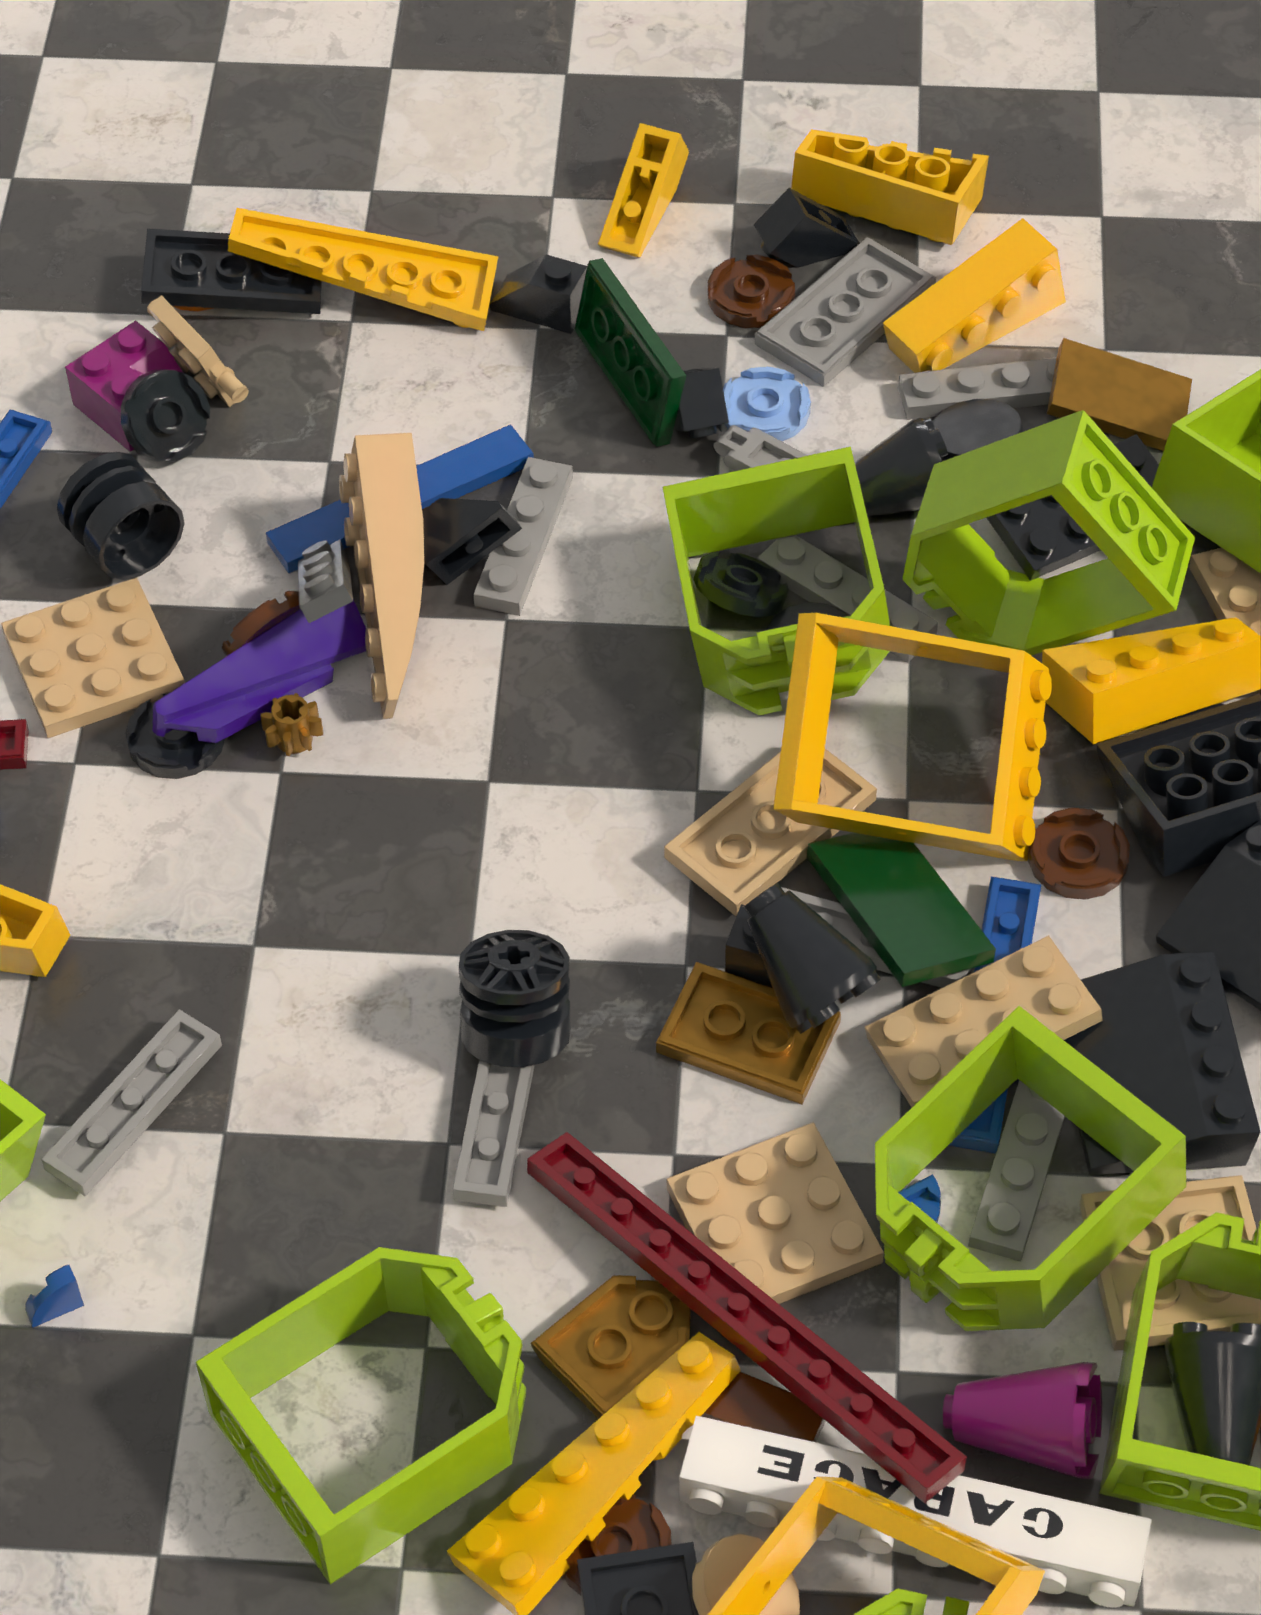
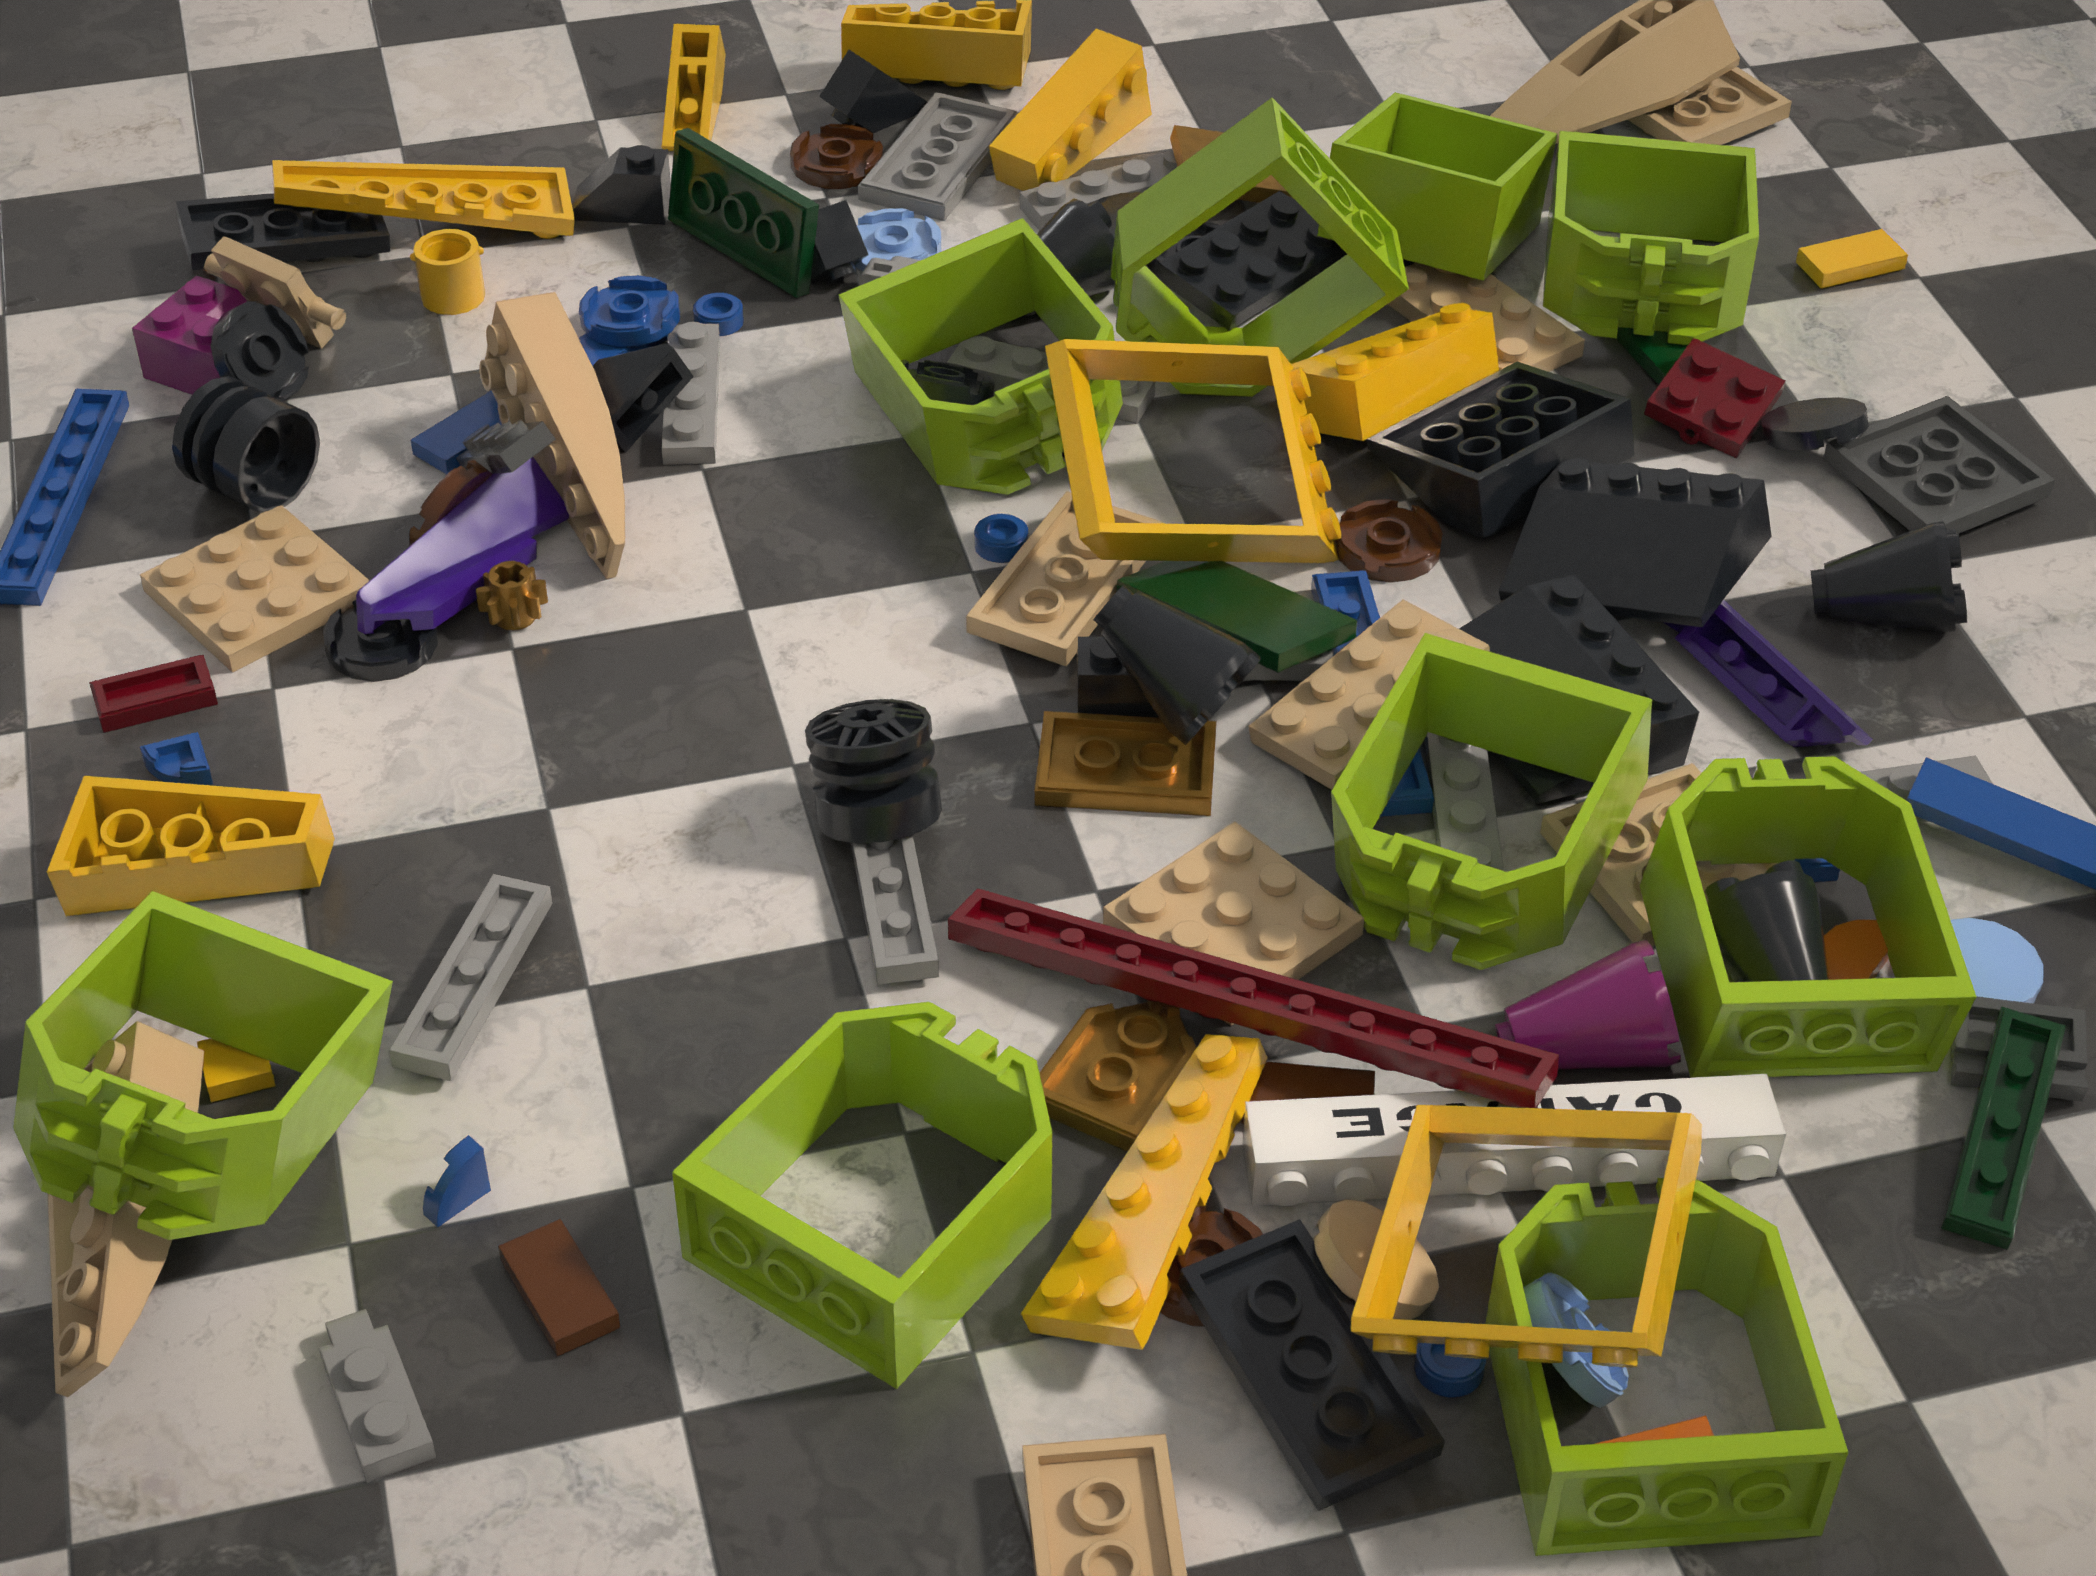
camera: 20 degrees left, 10 degrees down
(102, 1414) = (559, 1287): none -> reddish brown tile
(357, 355) = (449, 271): none -> yellow piece
(497, 437) = (629, 311): none -> blue tile
(580, 450) = (721, 310): none -> blue tile
(733, 762) = (1000, 537): none -> blue tile

